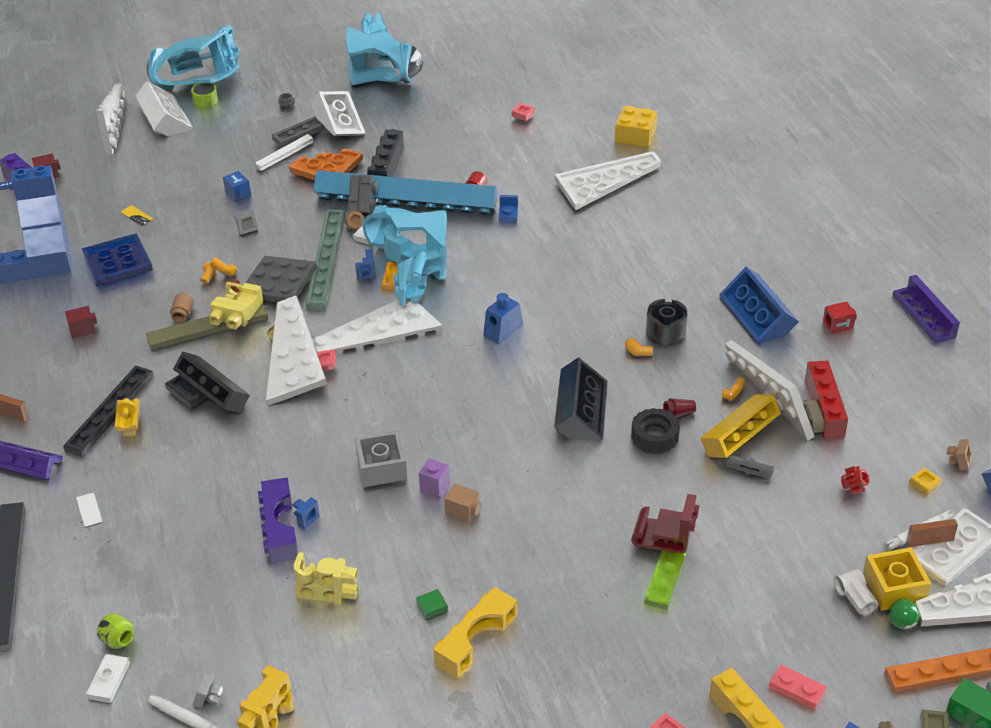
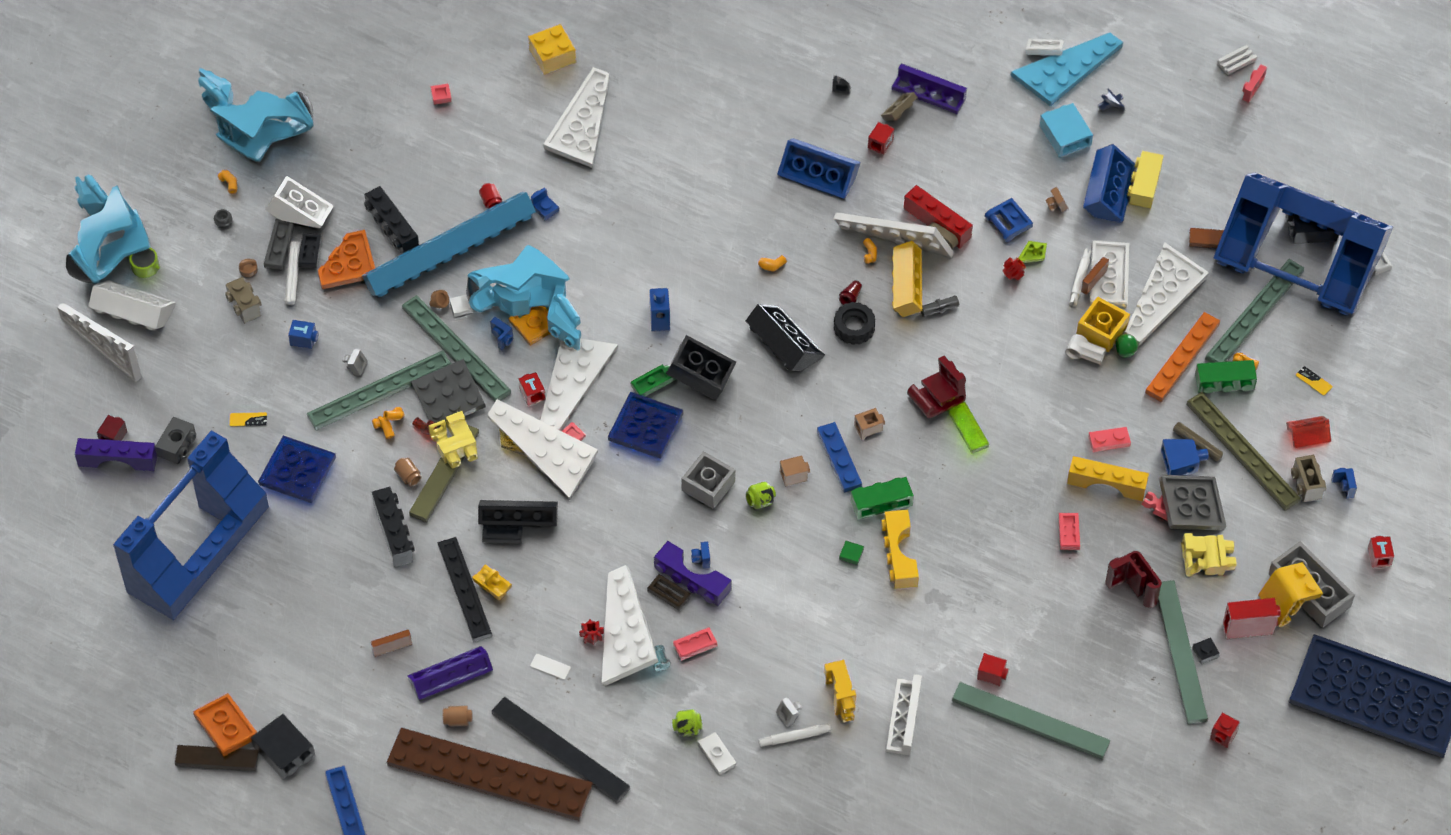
camera: 45 degrees left, 15 degrees up
(74, 194) = (176, 430): none -> dark grey brick
(81, 321) = (348, 540): dark red brick -> none
(118, 332) = (392, 527): none -> black brick
(146, 504) = (591, 632): none -> red gear
(162, 530) = (626, 635): none -> white wing
(167, 563) = (663, 663): none -> clear light blue bush
(209, 575) = (695, 643): none -> coral plate
(229, 146) = (243, 300): none -> dark tan brick
(233, 248) = (376, 391): none -> sand green tile
(247, 535) = (665, 597): none -> dark brown tile
(261, 133) = (248, 267): none -> medium nougat tile
(312, 146) = (309, 250): none -> black plate
(321, 84) = (227, 176): none -> light orange arm
(325, 582) = (784, 585): light yellow hips -> none
(338, 312) = (531, 388): none -> red brick
(362, 194) = (426, 273): dark grey brick -> none
(389, 391) = (645, 425): none -> clear blue plate
(409, 501) = (760, 495): none -> lime head
(434, 478) = (757, 467): medium lavender brick -> none
(440, 366) = (651, 381): none -> green hinge
(477, 374) = (701, 367): none -> black brick
(512, 577) = (881, 497): none -> green brick
(517, 522) = (839, 457): none -> blue plate
(573, 511) = (868, 423): none -> medium nougat brick
(666, 321) = (773, 227): black brick -> none
(846, 265) = (840, 85): none -> black tile
(891, 306) = (903, 103): none -> dark tan plate
(891, 481) = (1033, 252): none -> lime piece
(902, 442) = (1012, 215): none -> blue plate
(925, 481) = (1051, 236): yellow tile -> none

